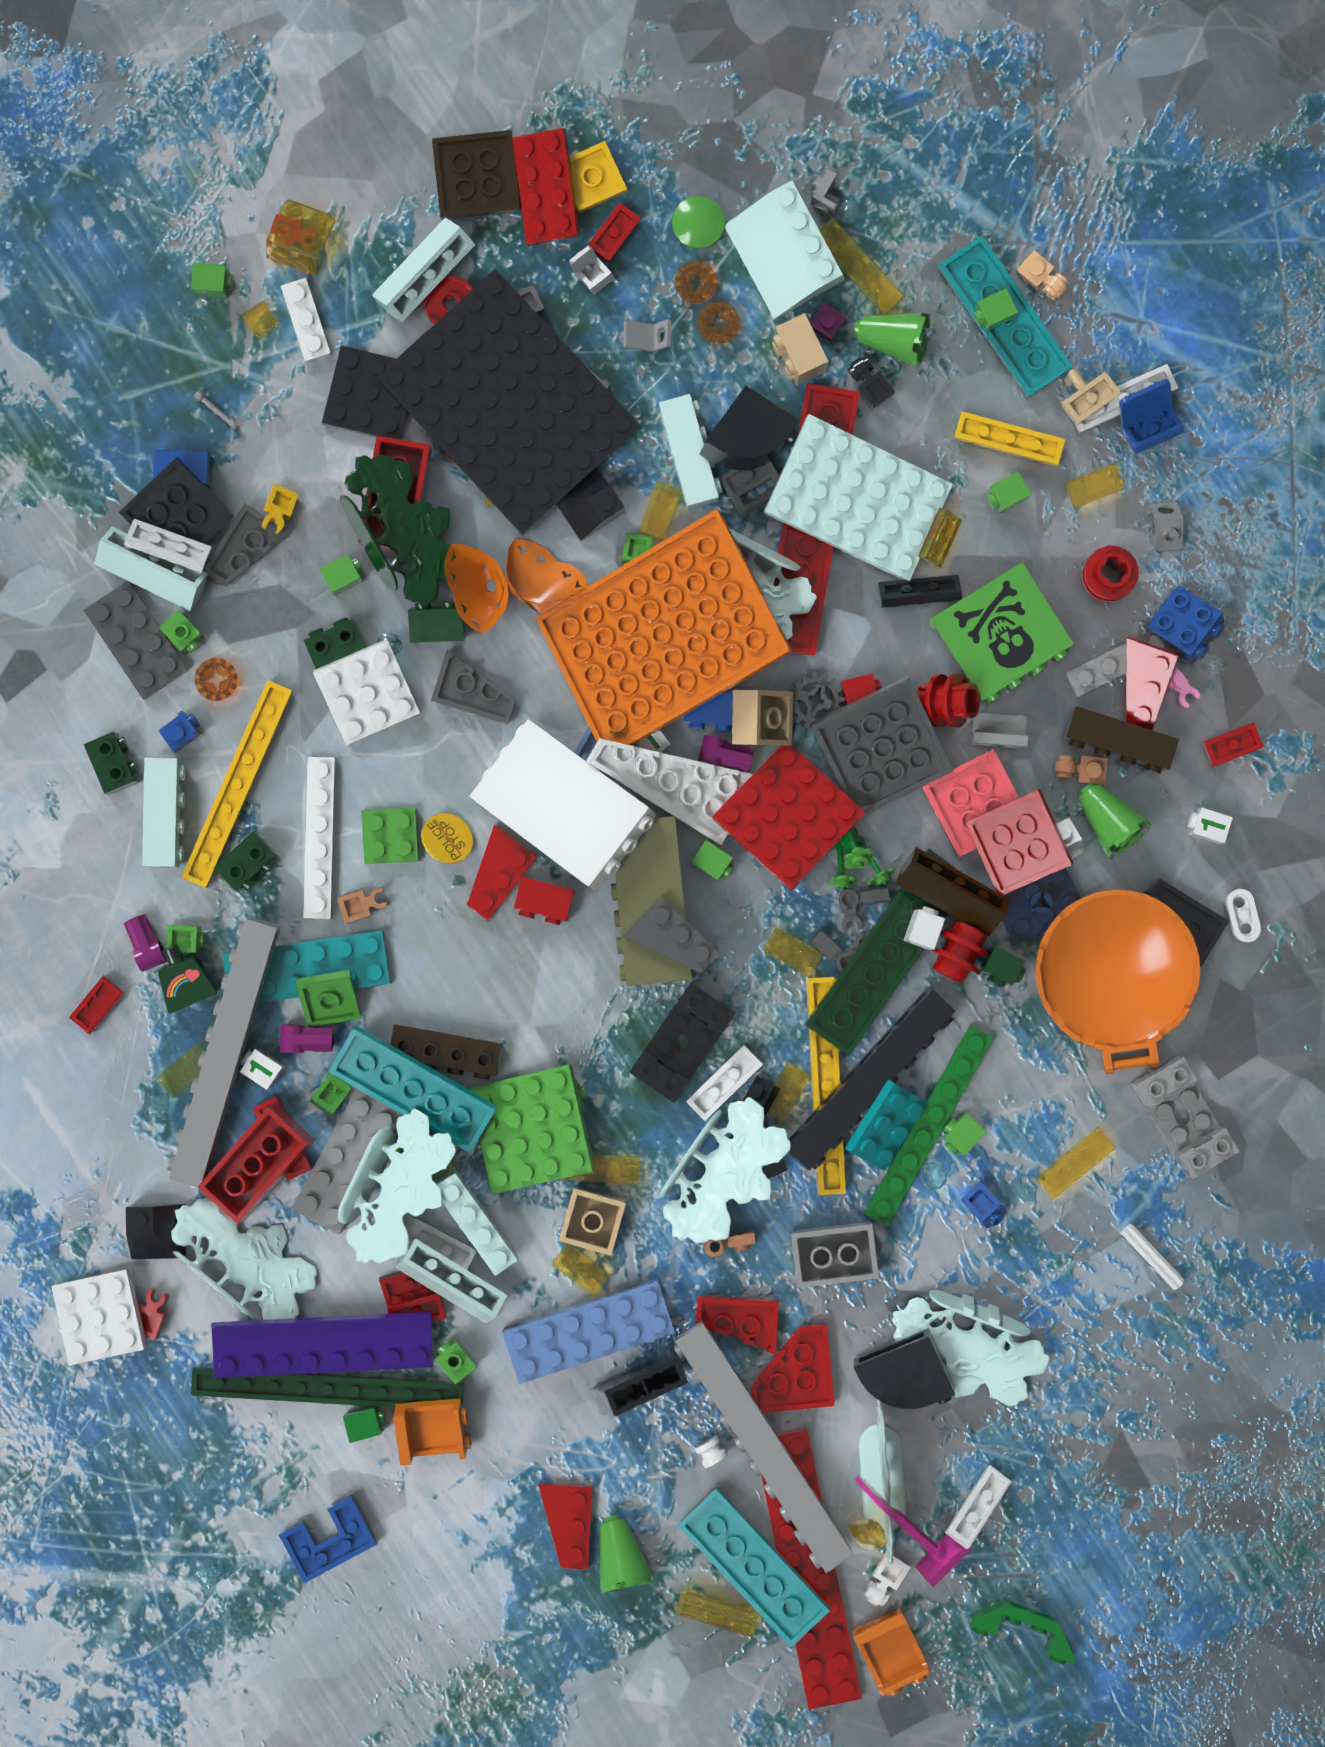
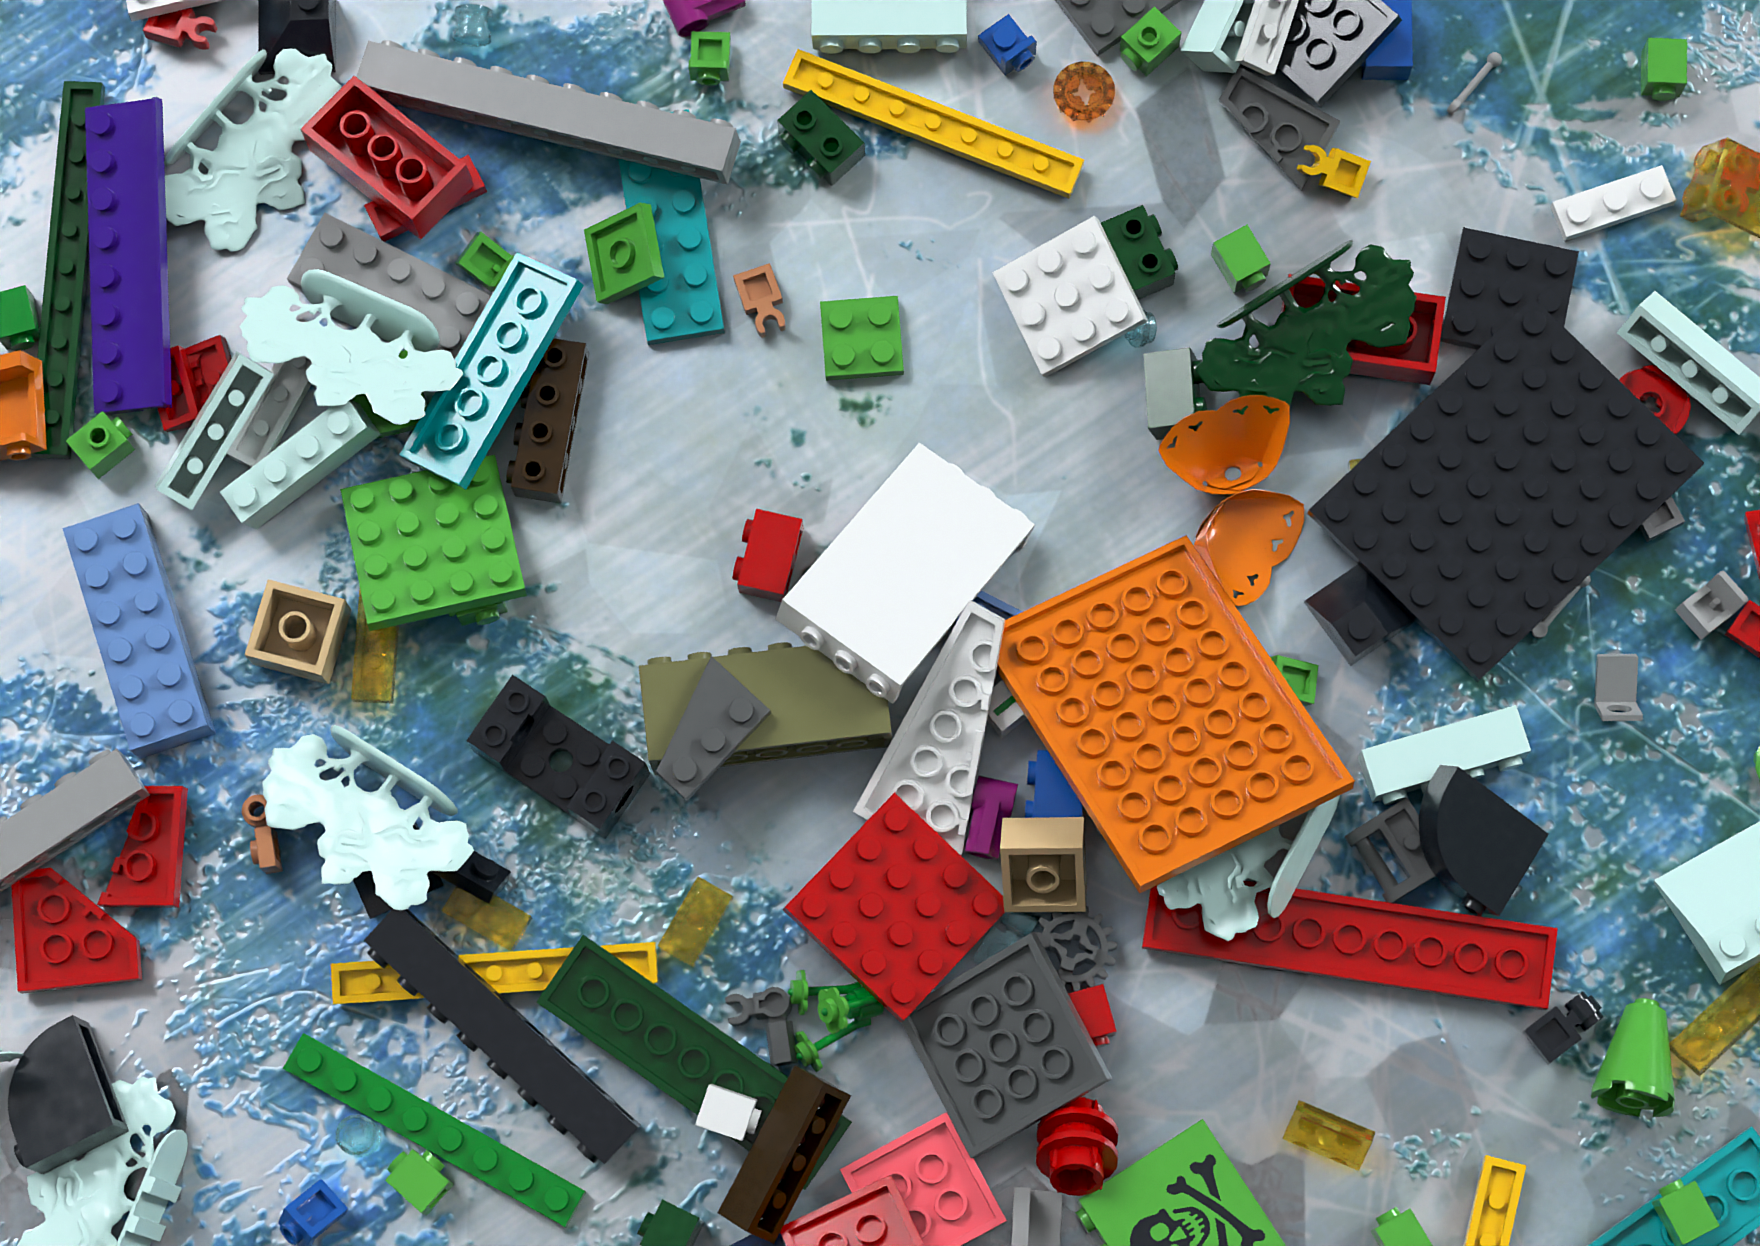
camera: 90 degrees right, 10 degrees down
(181, 1072) = (517, 55): clear yellow tile -> none
(184, 980) = (650, 56): dark green torso -> none
(260, 319) = (1611, 139): clear yellow tile -> none
(261, 1068) = (525, 166): white brick -> none
(300, 1039) = (566, 215): magenta piece -> none
(319, 837) = (857, 239): white plate -> none
(447, 838) = (858, 415): yellow piece -> none
(471, 692) = (1074, 446): dark grey wing -> none
(498, 873) = (808, 491): red wing -> none
(581, 1269) = (228, 620): clear yellow plate -> none
(638, 1386) = (53, 699): black brick -> none
(660, 511) = (1353, 714): clear yellow plate -> none
(689, 272) = (1716, 750): clear orange gear -> none
(713, 861) = (829, 799): bright green brick -> none
(724, 1083) = (500, 822): white plate -> none
(725, 313) = (1652, 780): clear orange gear -> none
(800, 350) = (1606, 915): tan brick -> none
(827, 321) = (1654, 961): magenta plate -> none
(832, 949) = (700, 979): dark grey bar -> none
(834, 1254) = (241, 986): light grey brick -> none
(857, 497) = (1384, 1006): light aqua plate -> none
(886, 1125) = (432, 1061): teal plate -> none
(920, 591) = (1245, 1105): black plate -> none
(960, 952) = (692, 1168): red piece -> none

